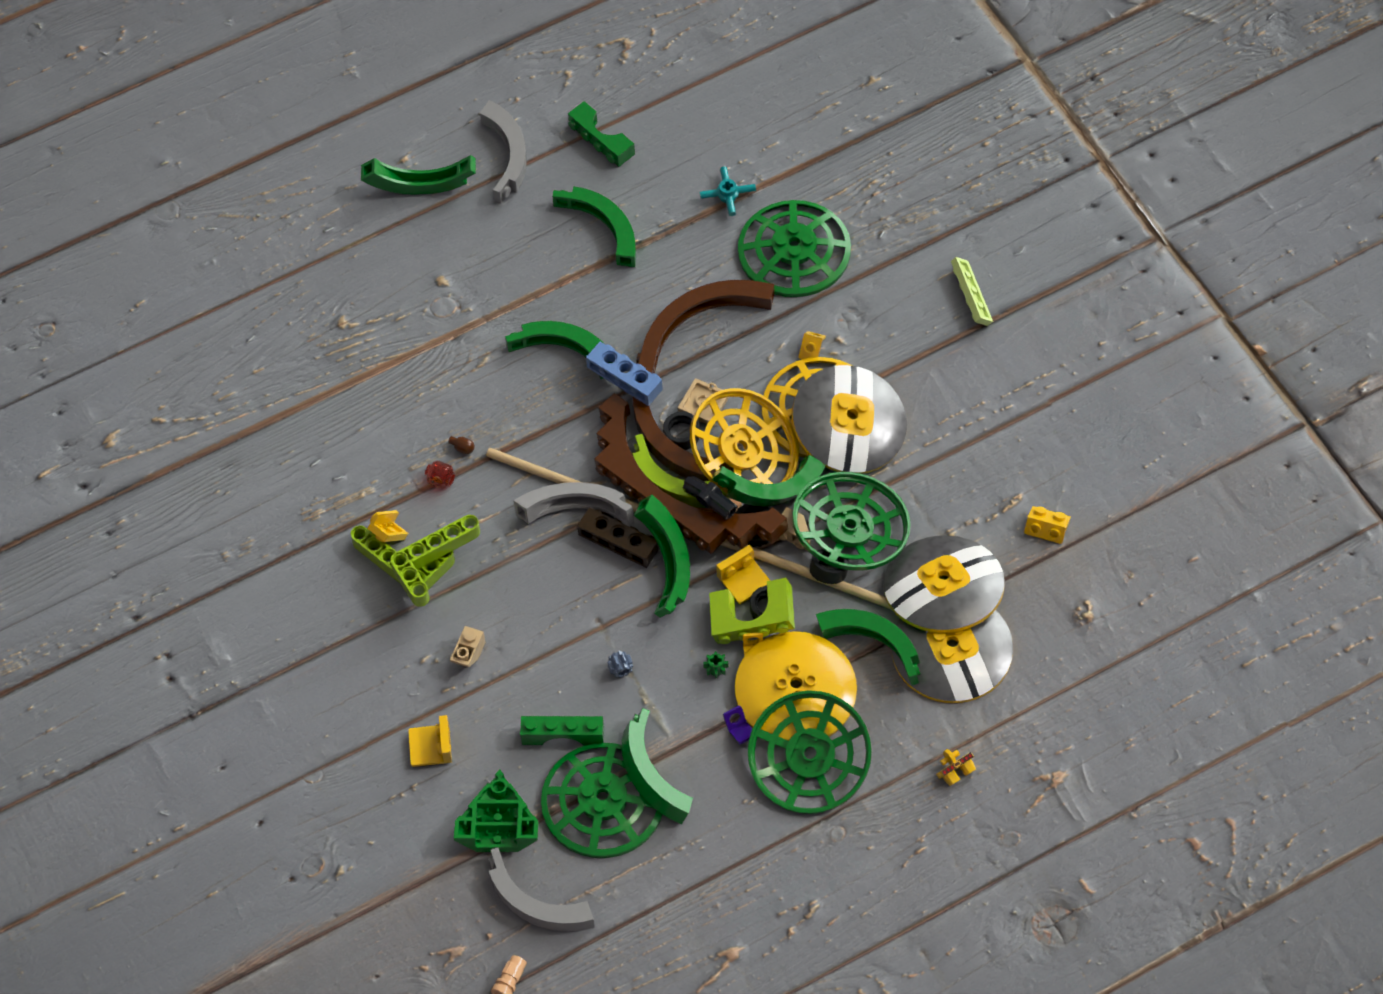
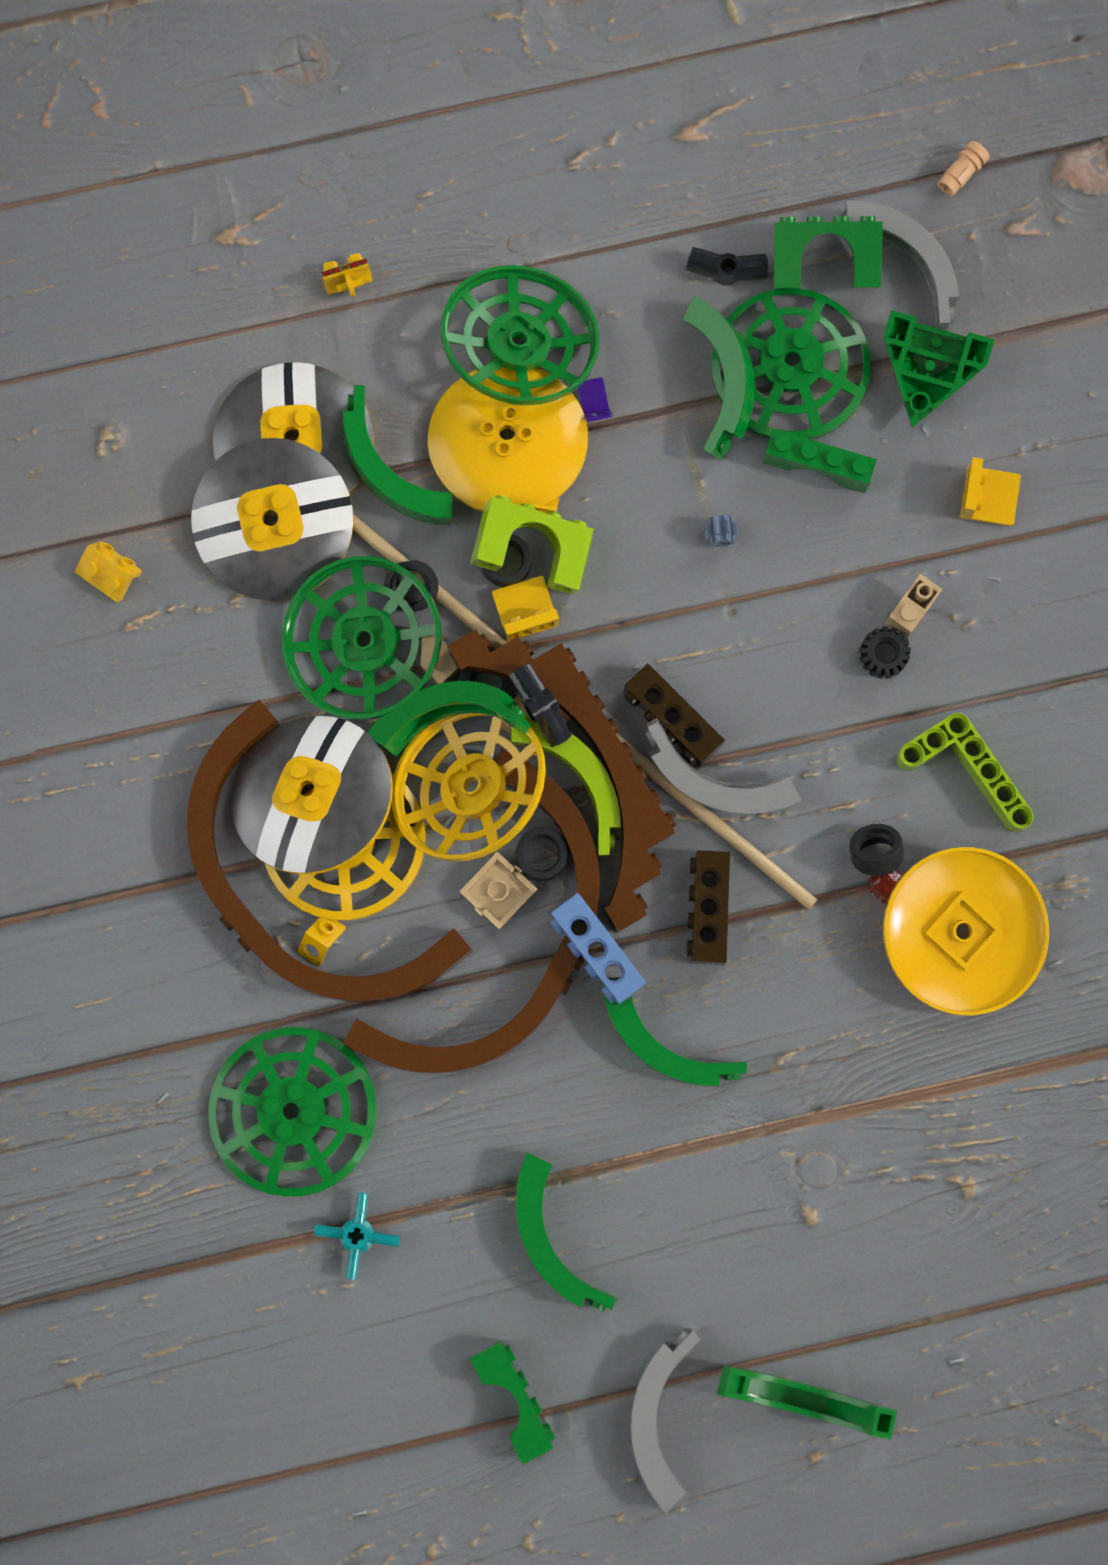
camera: 165 degrees left, 20 degrees up
(375, 434) = (1004, 923): none -> yellow dish
(385, 528) = (980, 811): yellow bracket -> none
(429, 554) = (936, 747): lime beam -> none
(438, 487) = (880, 864): none -> black tyre
(462, 444) = (846, 924): reddish brown cylinder -> none
(478, 608) = (884, 668): none -> black tyre
(561, 455) = (717, 864): none -> dark brown brick
(576, 889) = (862, 237): none -> green arch
(658, 855) = (710, 264): none -> black piece
(674, 551) = (608, 652): green arch -> none
(715, 659) = (599, 487): green gear -> none
(854, 332) = (201, 814): none -> reddish brown arch
(971, 291) = (72, 954): yellowish green plate -> none

